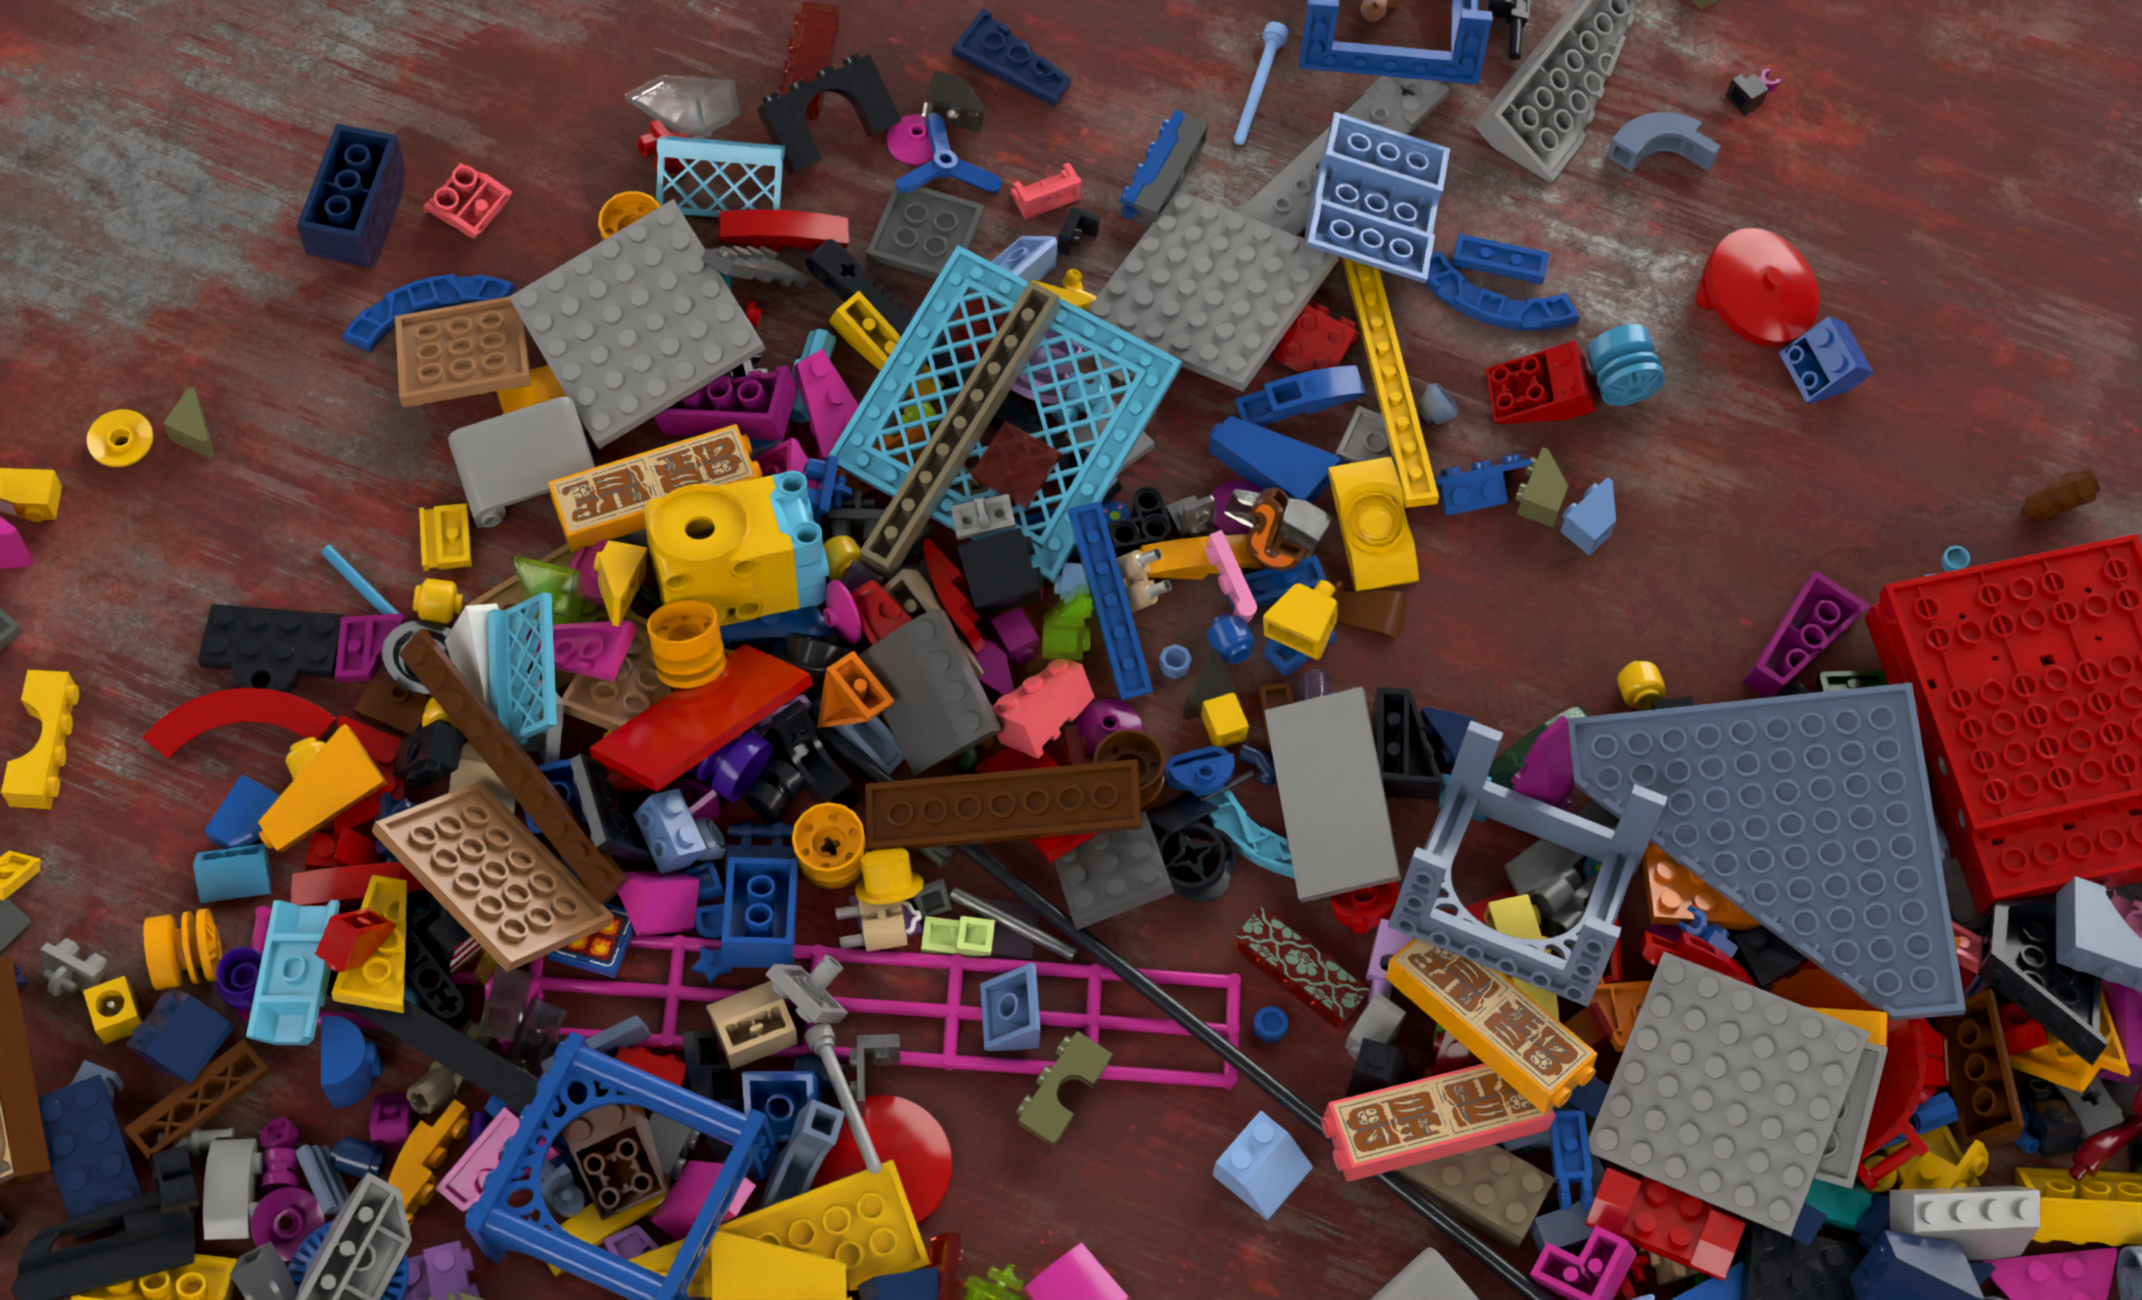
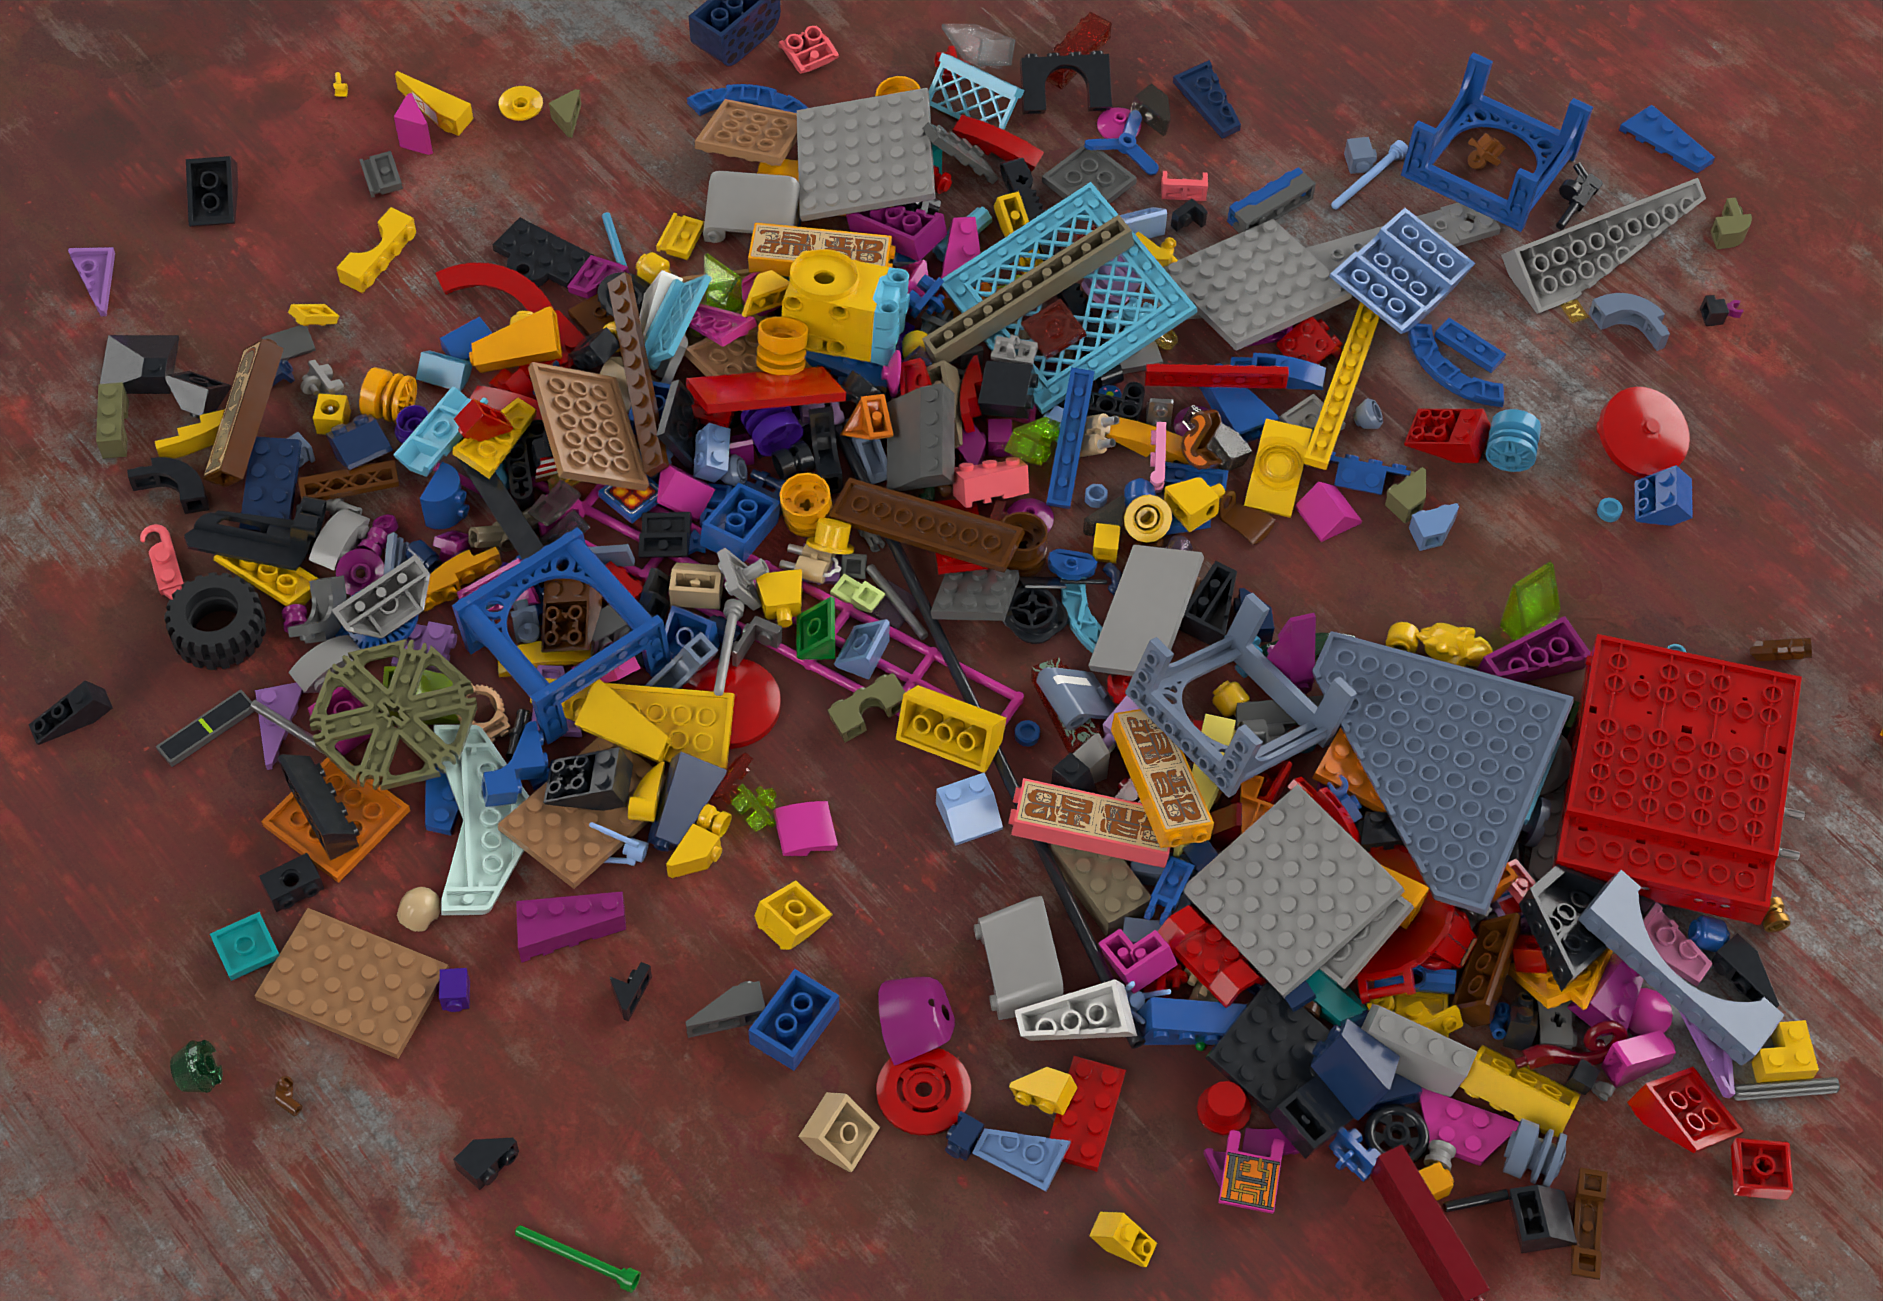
camera: 30 degrees right, 5 degrees down
(669, 974) = (665, 535): none -> black slope
(869, 989) = (780, 595): none -> yellow torso
(942, 1016) = (817, 631): none -> green slope
(1185, 1070) = (950, 728): none -> yellow slope
(1234, 61) = (1359, 155): none -> sand blue brick
(1239, 438) = (1216, 376): none -> red plate
(1262, 666) = (1147, 518): none -> yellow piece
(1312, 950) = (1075, 695): none -> sand blue door
(1458, 555) = (1327, 511): none -> dark pink slope
(1487, 860) = (1228, 696): none -> yellow head
(1589, 160) = (1574, 310): none -> clear yellow sticker
(1705, 665) = (1454, 644): none -> yellow head
(1770, 576) = (1532, 603): none -> clear neon green slope
(1772, 402) = (1609, 509): none -> dark azure tile

